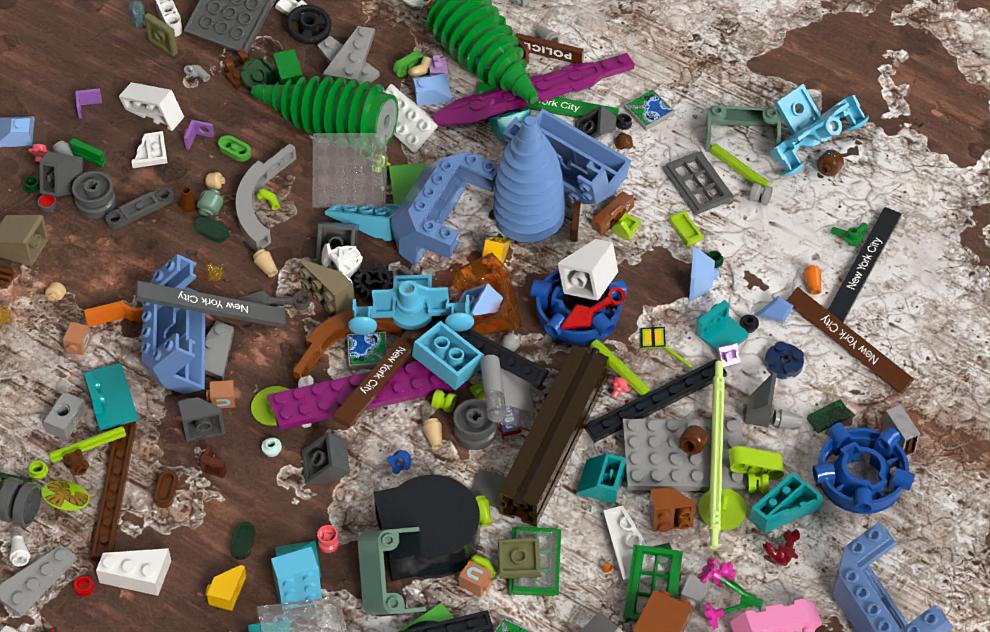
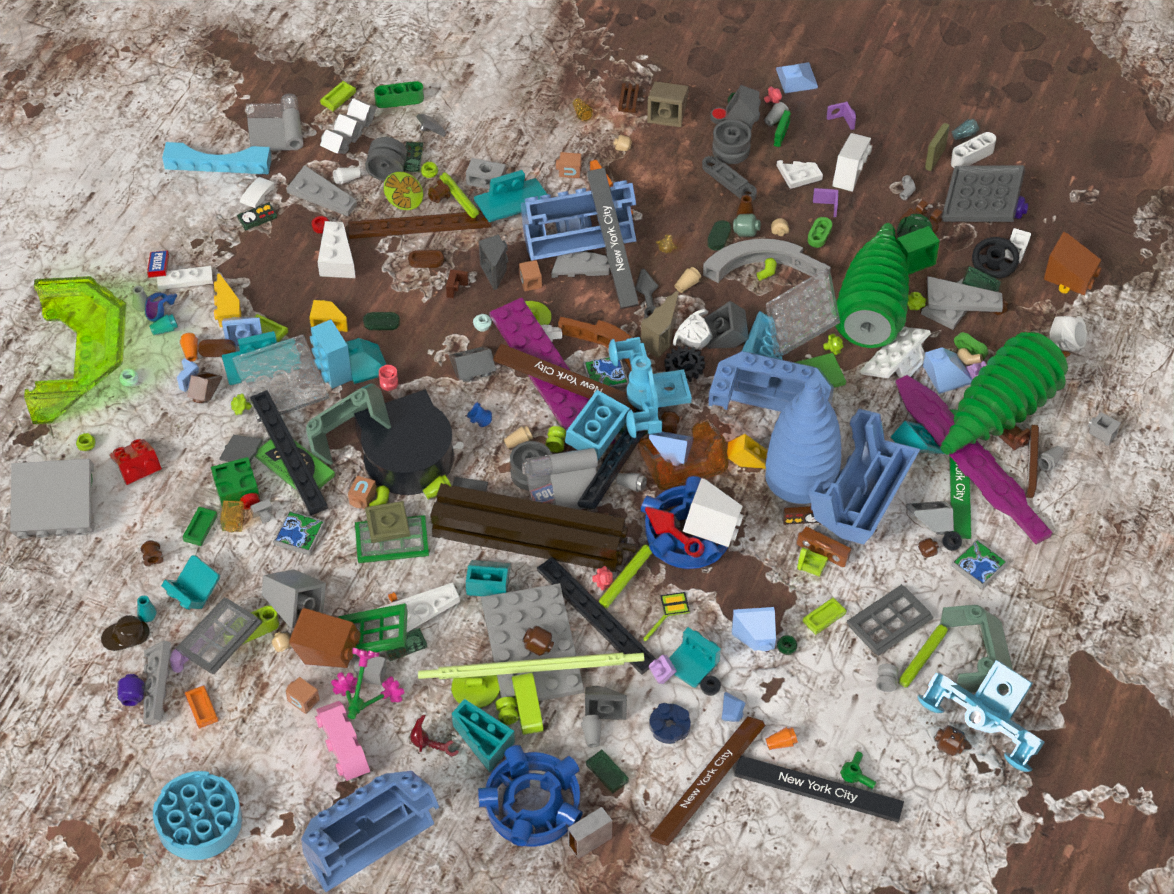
camera: 80 degrees right, 0 degrees up
(337, 38) = (980, 280): none -> clear green tile
(670, 510) = (454, 631): dark orange slope -> none

